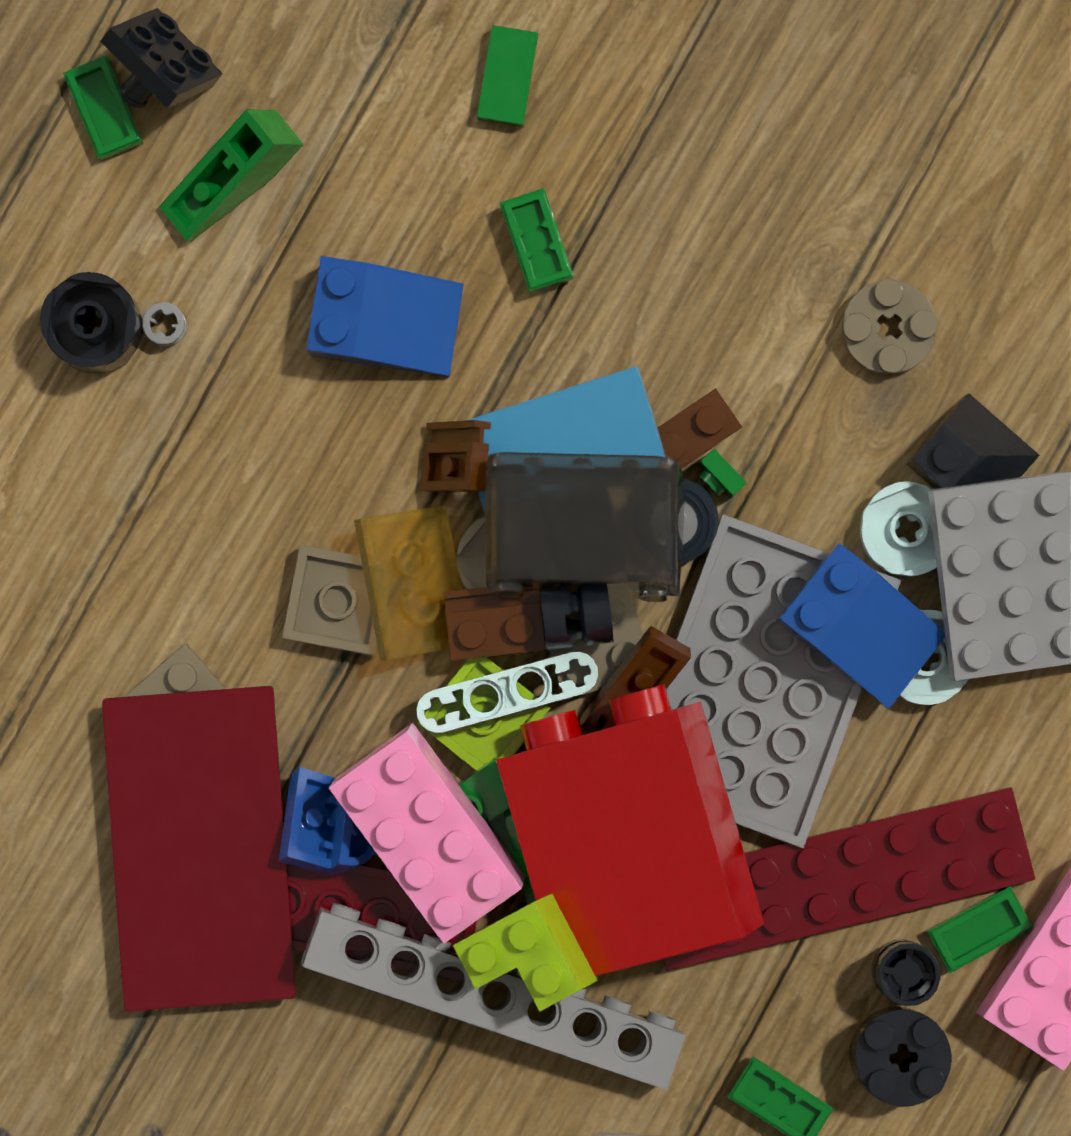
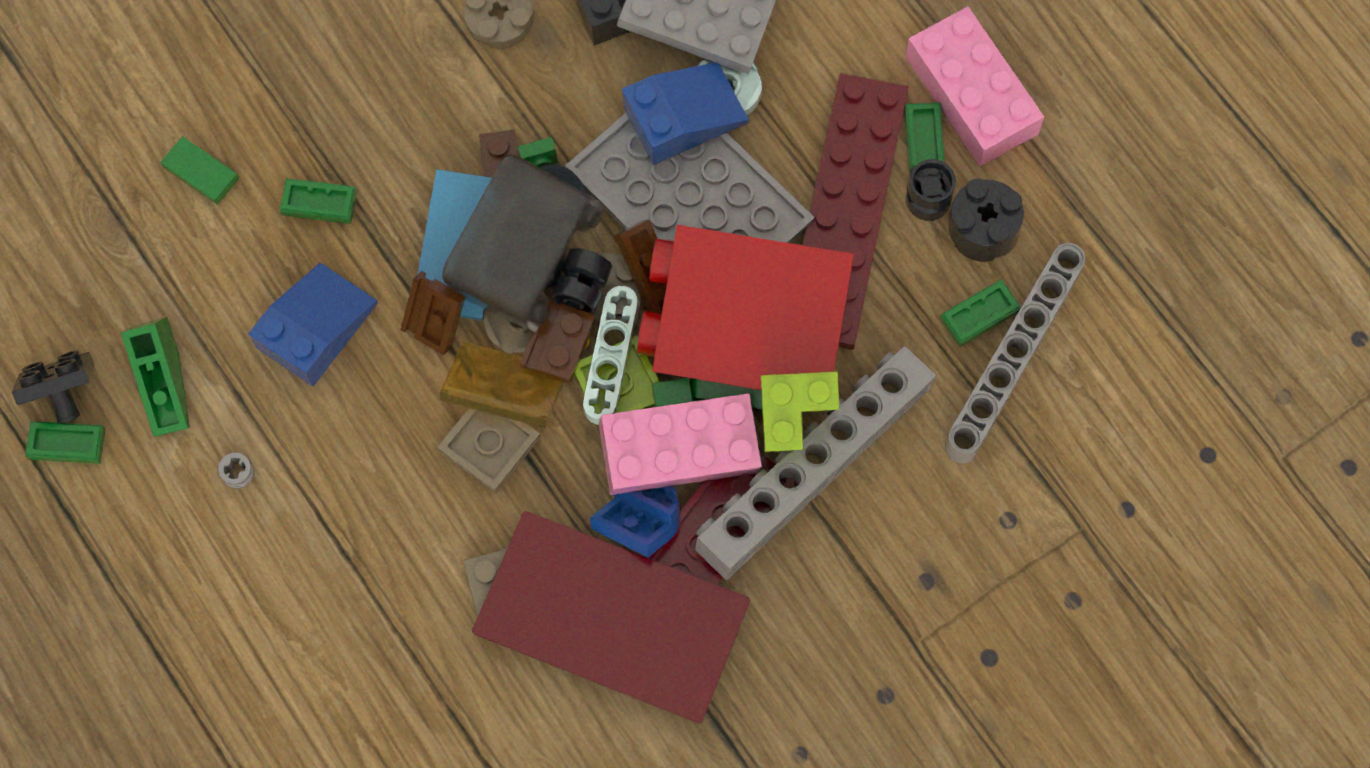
camera: 60 degrees left, 15 degrees down
(76, 301) = (212, 494): black brick -> none
(878, 528) = (623, 47): light aqua plate -> none

